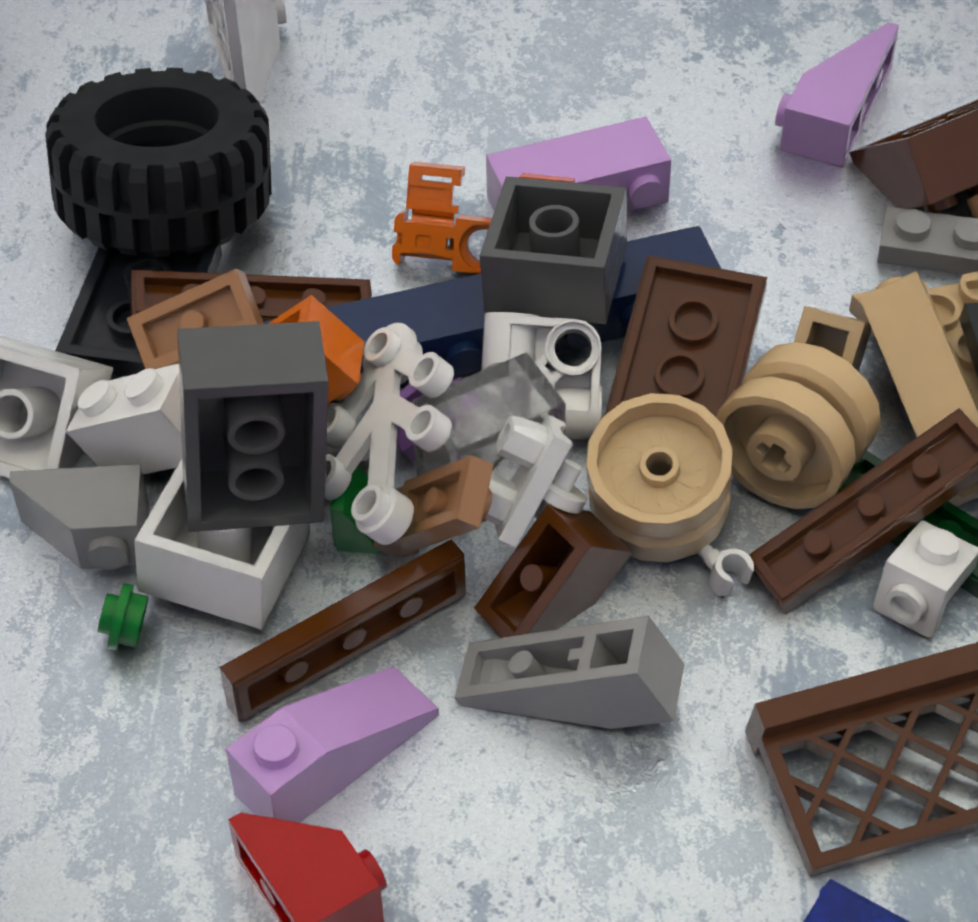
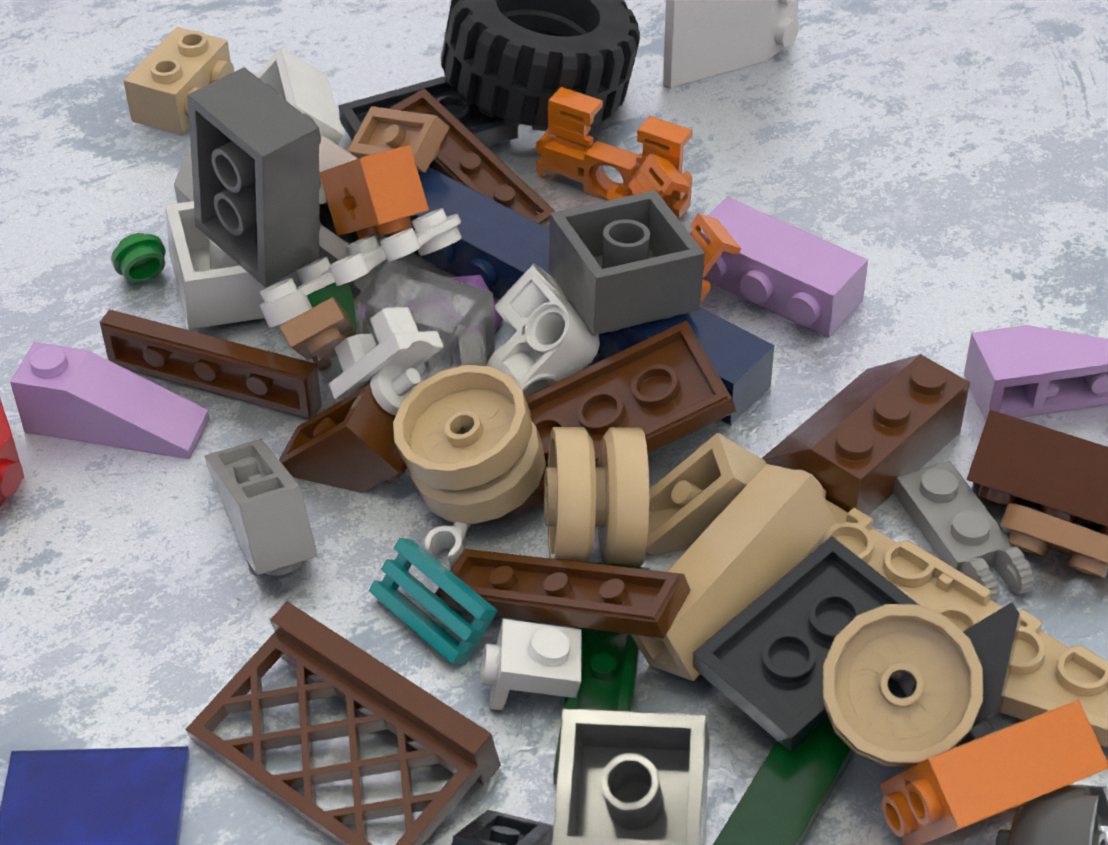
camera: 55 degrees right, 5 degrees down
(309, 227) = (568, 150): none -> orange piece
(819, 229) = (876, 431): none -> reddish brown slope
(853, 602) = (397, 575): none -> teal tile

